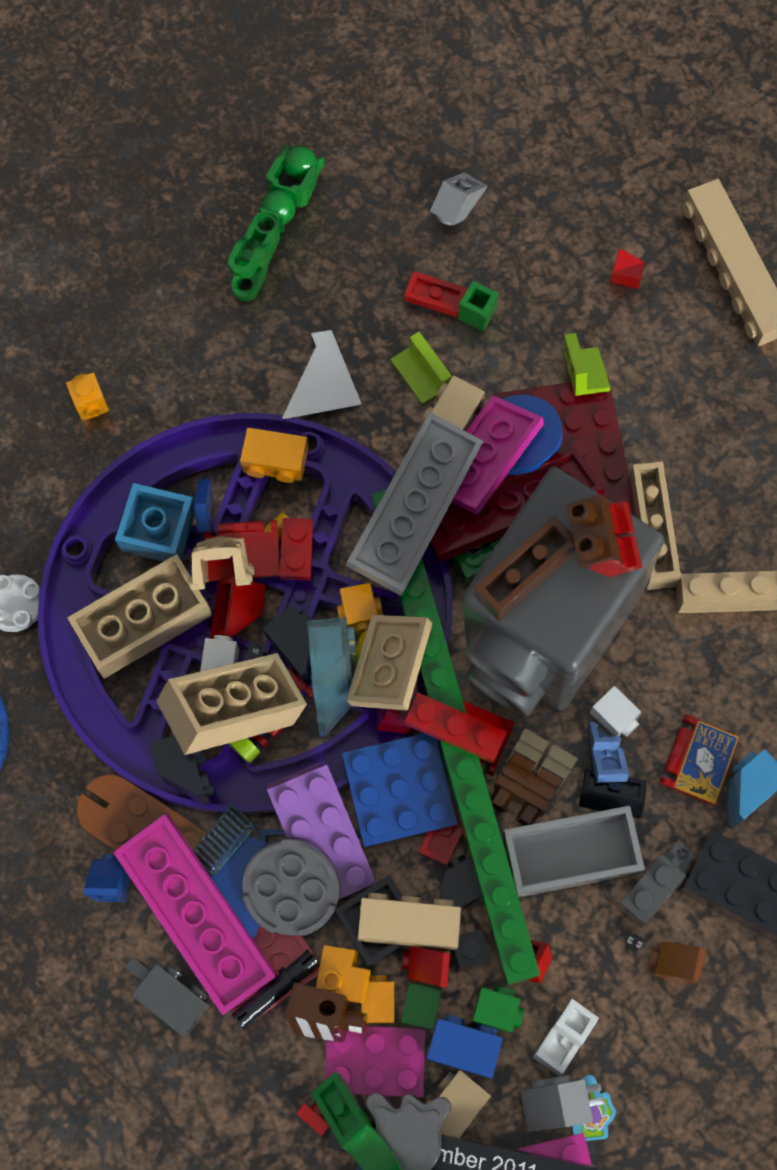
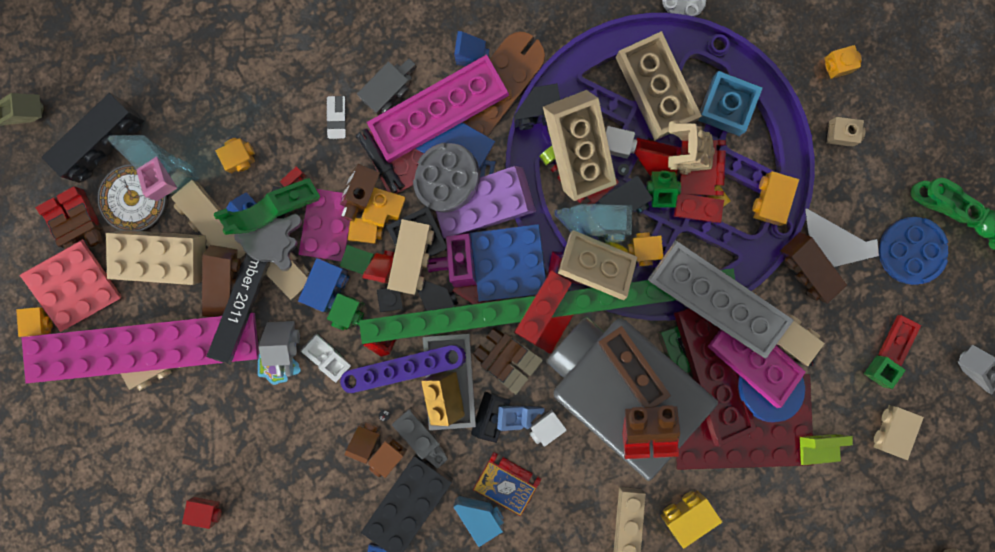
camera: 95 degrees right, 15 degrees up
(178, 383) = (845, 131): none -> tan brick
(204, 505) = (741, 141): blue tile -> none
(216, 1068) = (336, 117): none -> white sticker
(223, 839) = (487, 133): clear light blue tile -> none
(276, 593) = (664, 189): none -> green brick
(320, 290) = (914, 250): none -> blue tile
(358, 402) = (812, 268): none -> reddish brown brick
(405, 858) = (458, 261): none -> magenta brick
(421, 369) = (836, 321): lime panel -> none
(550, 284) = (897, 432): none -> tan brick
(566, 918) = (402, 369): none -> dark purple plate
(598, 853) = (443, 398): none -> pearl gold brick
(627, 270) = (903, 495): red slope -> none
(653, 508) = (691, 481): tan brick -> none
(692, 925) = (386, 457): none -> dark orange brick
(703, 515) = (690, 518): none -> yellow brick

